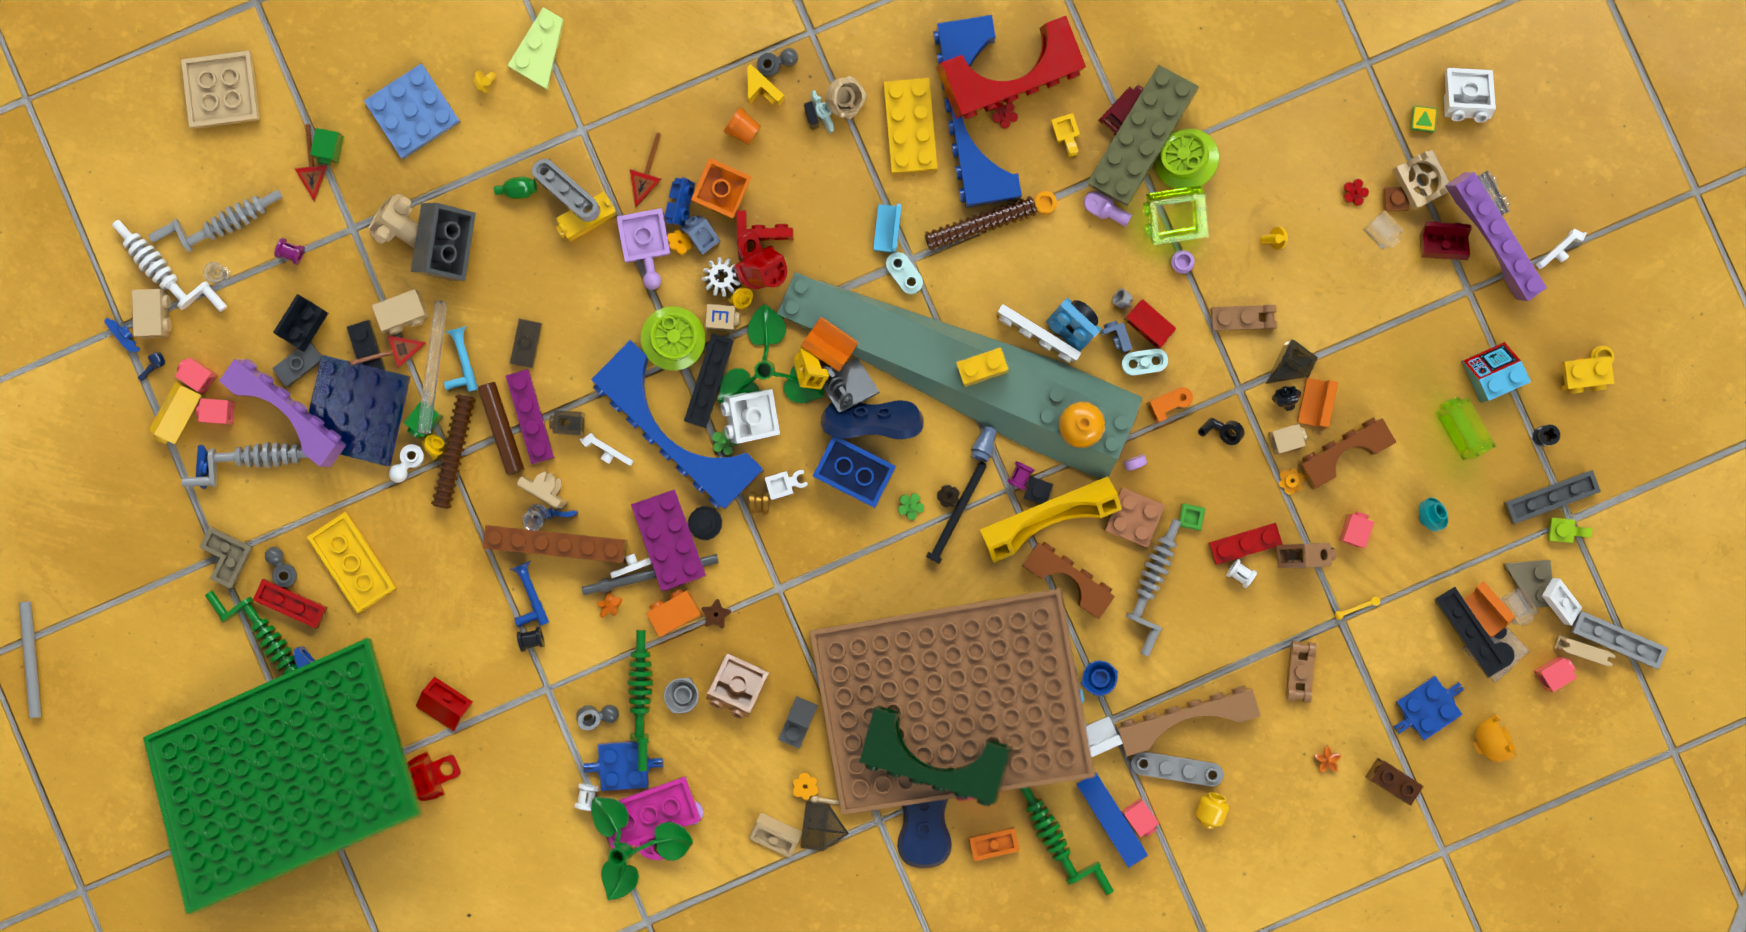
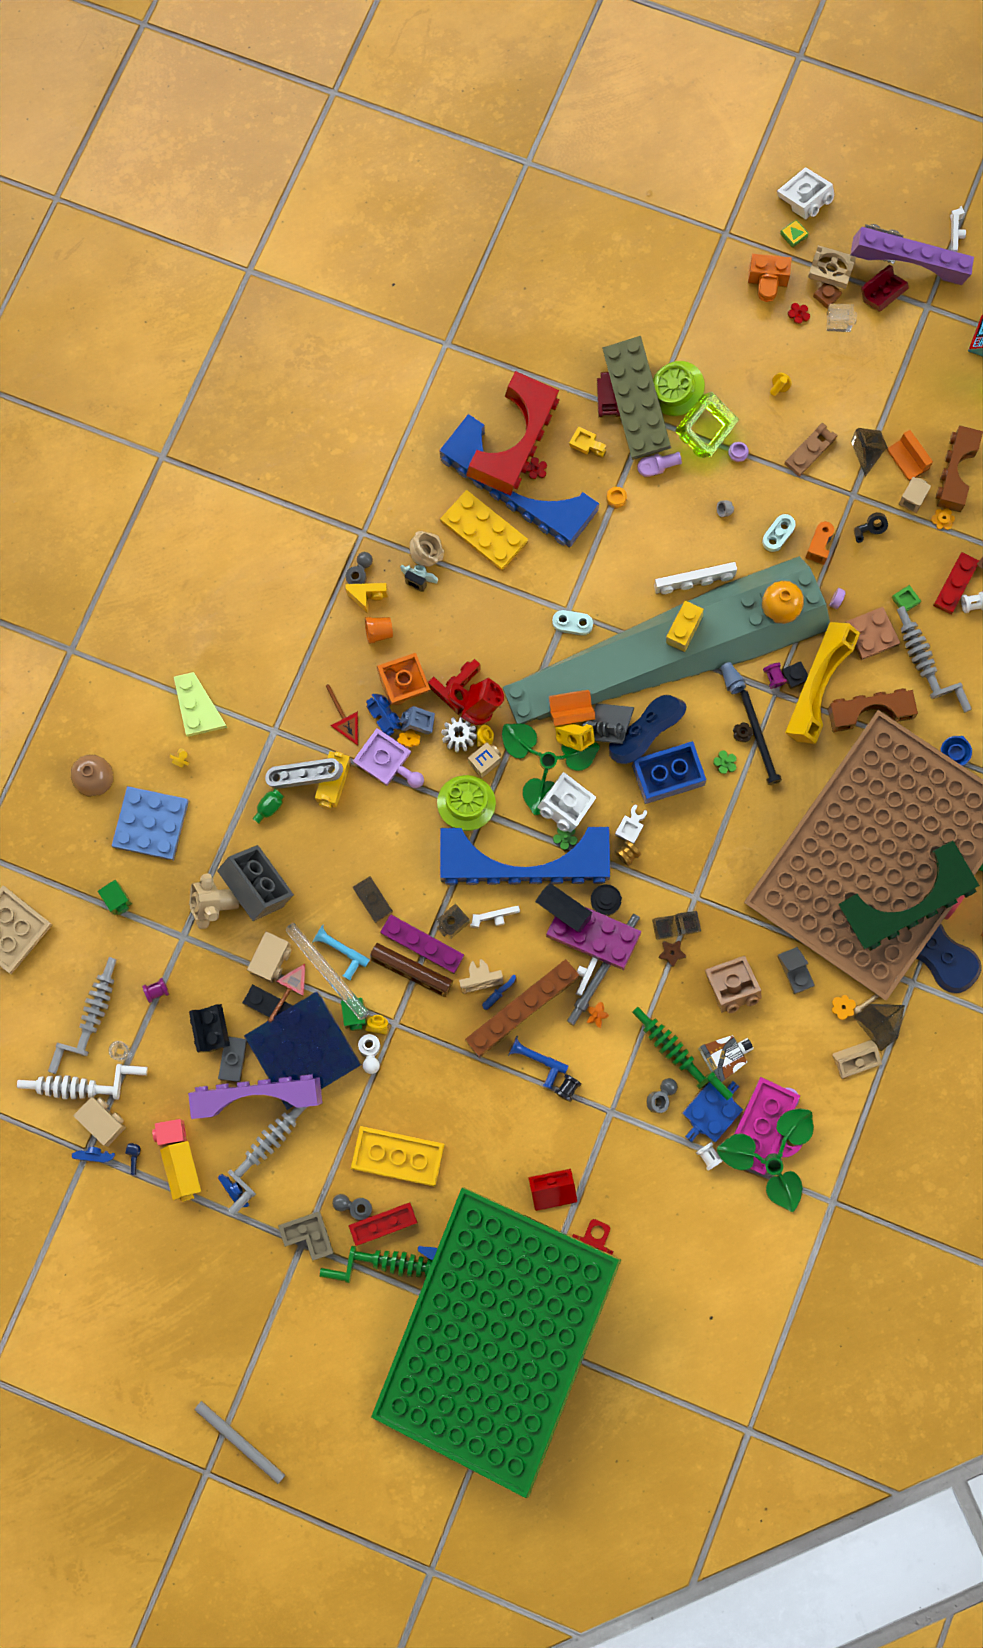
camera: 40 degrees left, 10 degrees down
(215, 411) = (207, 1144): coral brick -> none
(312, 175) = (123, 927): piece -> none
(402, 26) = (91, 775): none -> medium nougat cylinder
(453, 451) = (394, 1015): reddish brown piece -> none
(535, 524) = (487, 997): clear bush -> none
(662, 498) = (564, 907): none -> black piece
(673, 613) = (644, 977): orange brick -> none
(674, 734) = (725, 1055): none -> torso
(681, 695) = (704, 1026): light grey hat -> none
(709, 380) = (516, 807): black plate -> none
(741, 596) = (676, 925): none -> clear smoke slope
(887, 228) = (534, 604): medium azure panel -> none
(981, 223) = (589, 546): reddish brown piece -> none
(1074, 323) = (712, 548): dark azure piece -> none
(1121, 339) = (749, 532): sand blue bracket -> none
(1150, 324) = (757, 508): red panel -> none
(1287, 397) = (888, 470): black piece -> none
(1364, 134) = (769, 273): none -> orange brick

